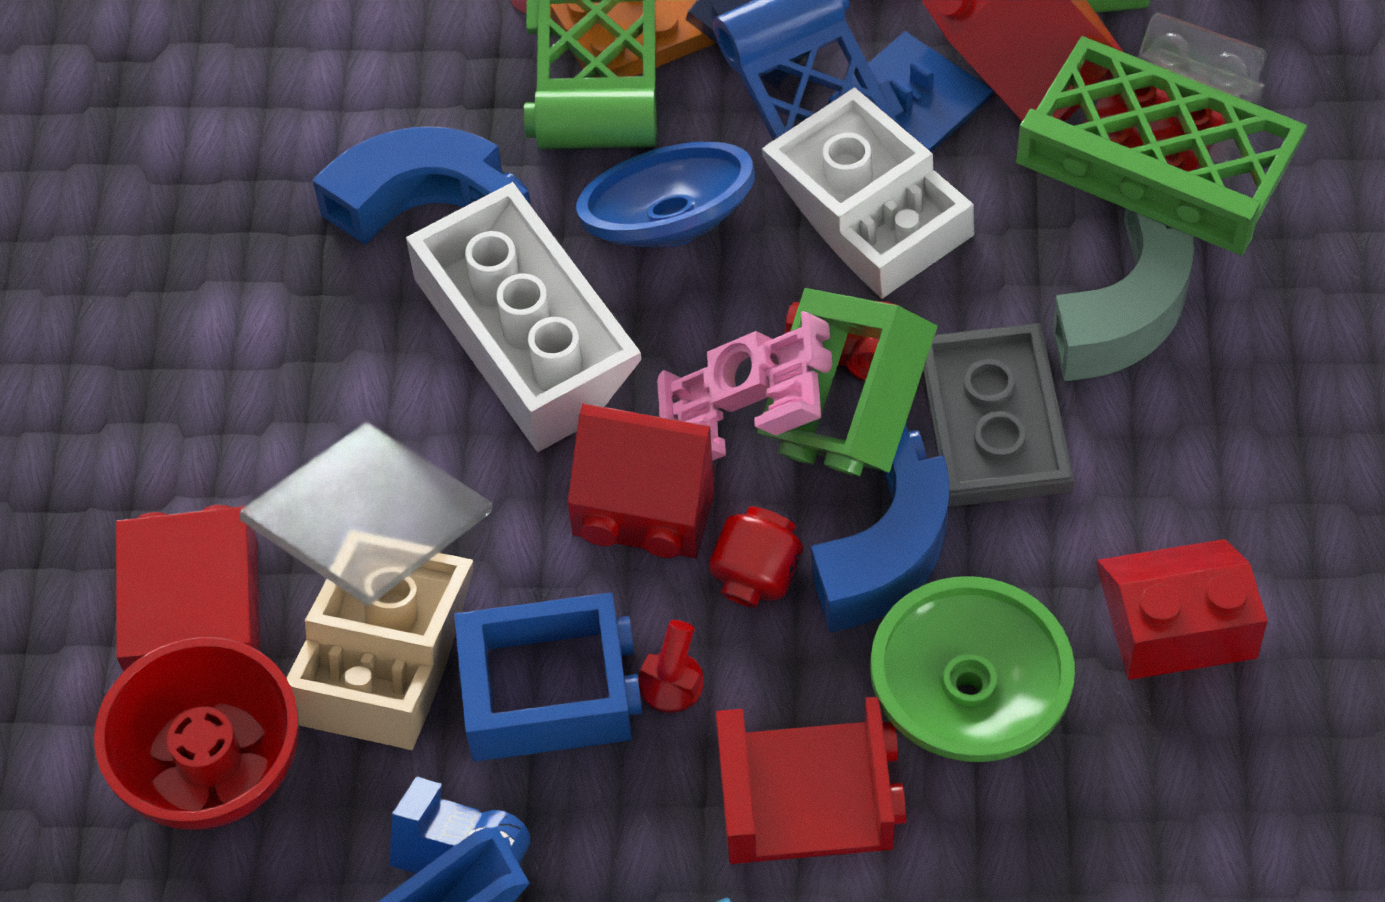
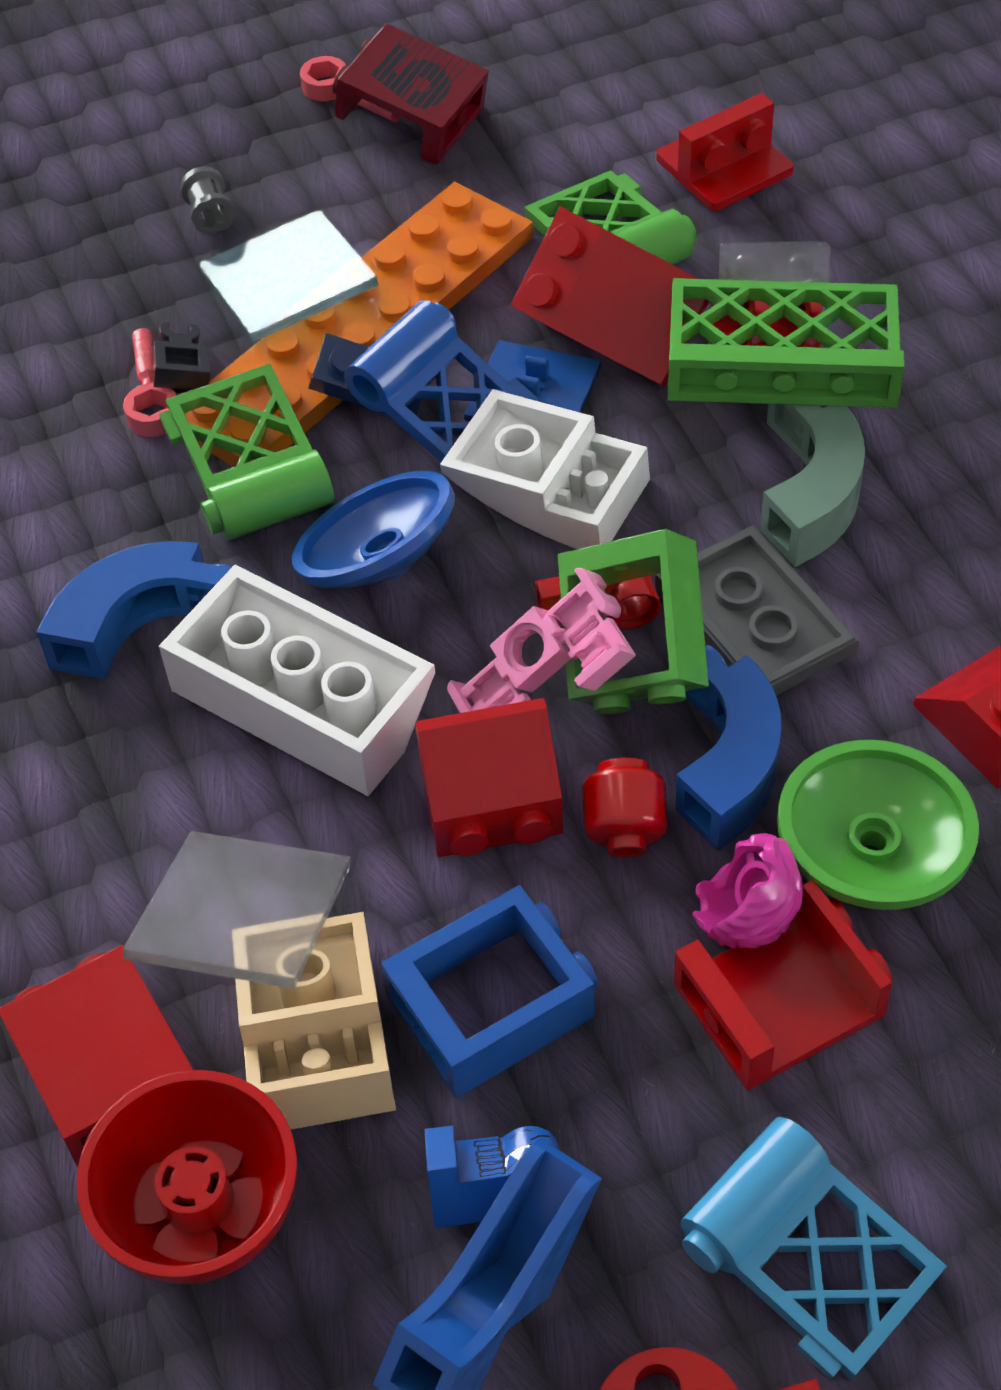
camera: 25 degrees left, 5 degrees down
(672, 678) = (606, 940): red plate -> none
(818, 691) = (751, 895): none -> dark pink hair

